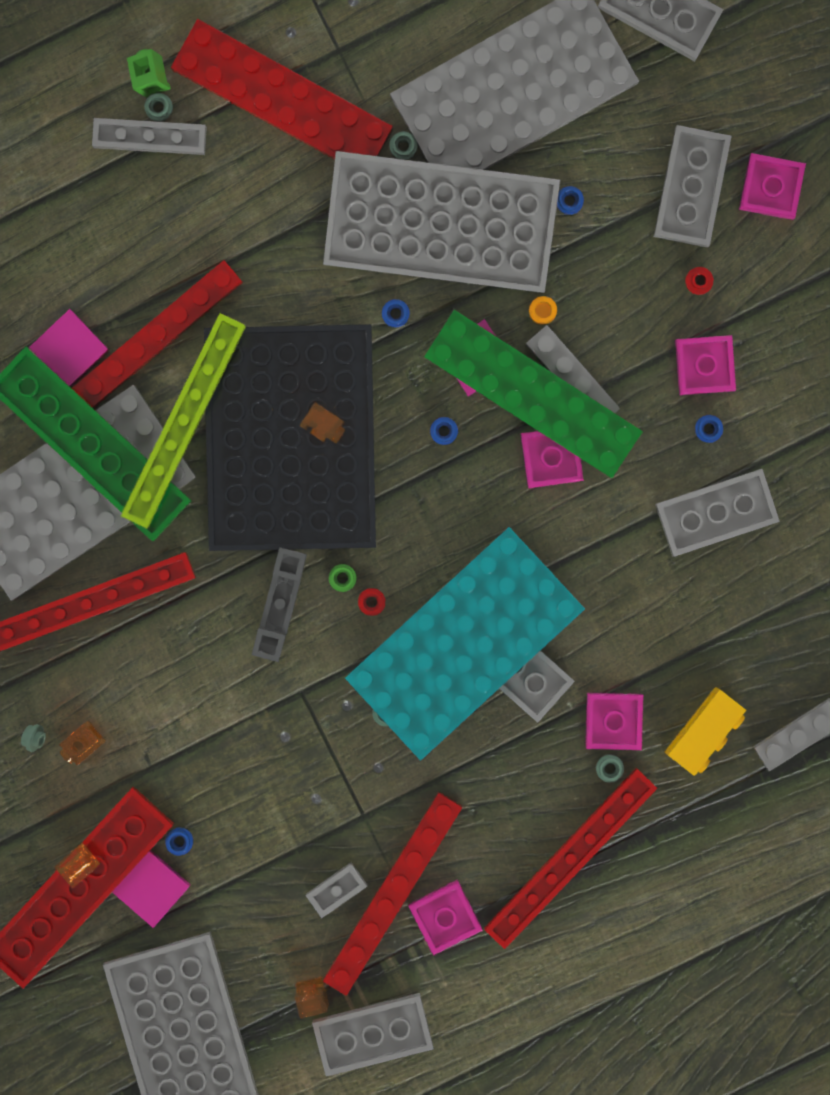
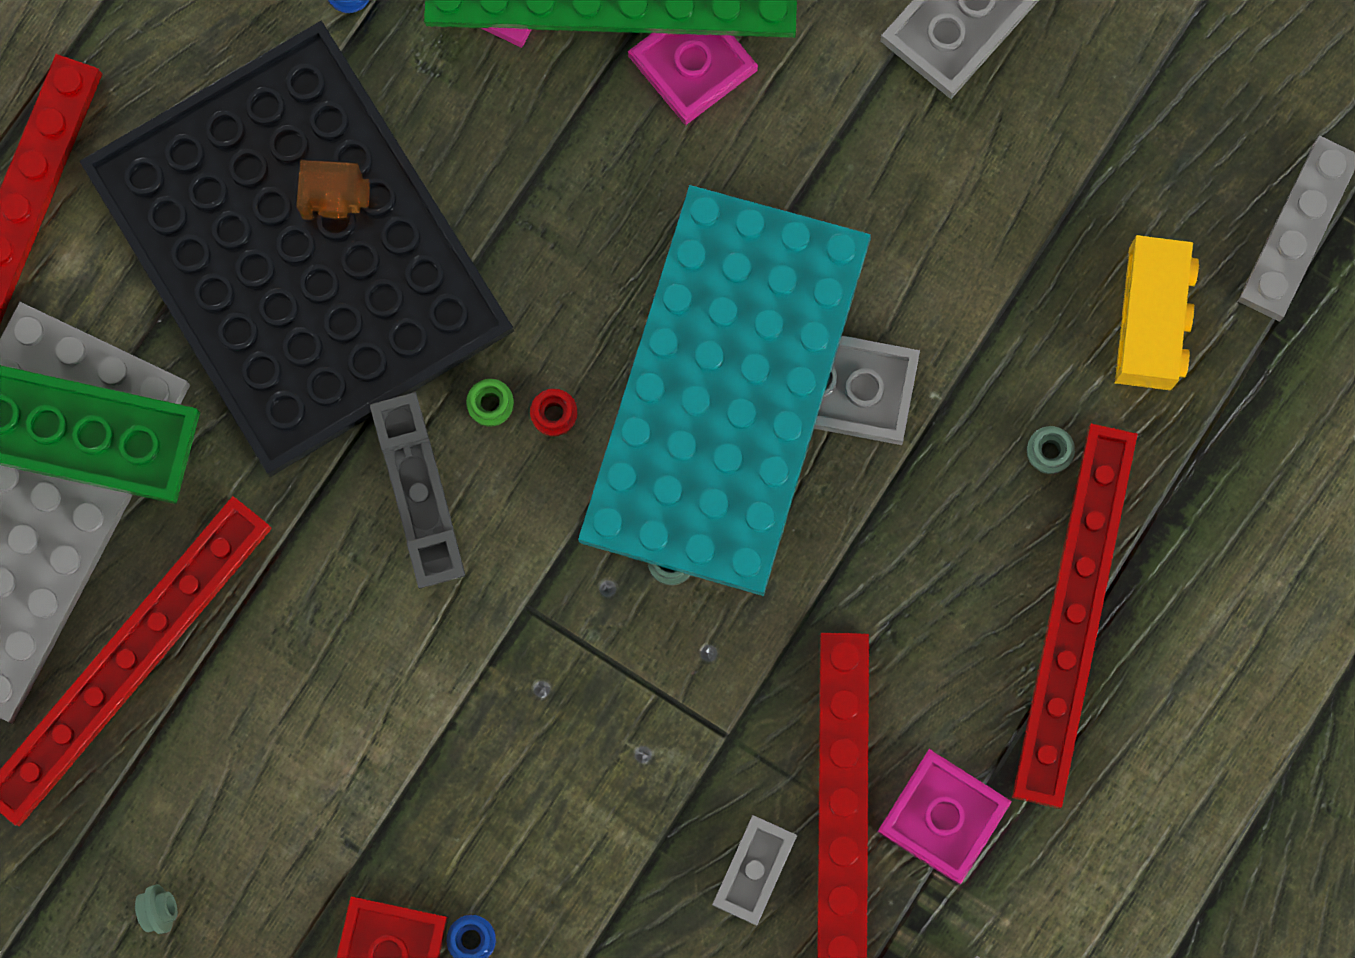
camera: 30 degrees left, 10 degrees down
(88, 737) = (253, 868): clear orange brick -> none
(183, 421) = (121, 302): lime plate -> none
(453, 430) = (515, 98): blue plate -> none
(614, 721) = (1014, 379): dark pink tile -> none

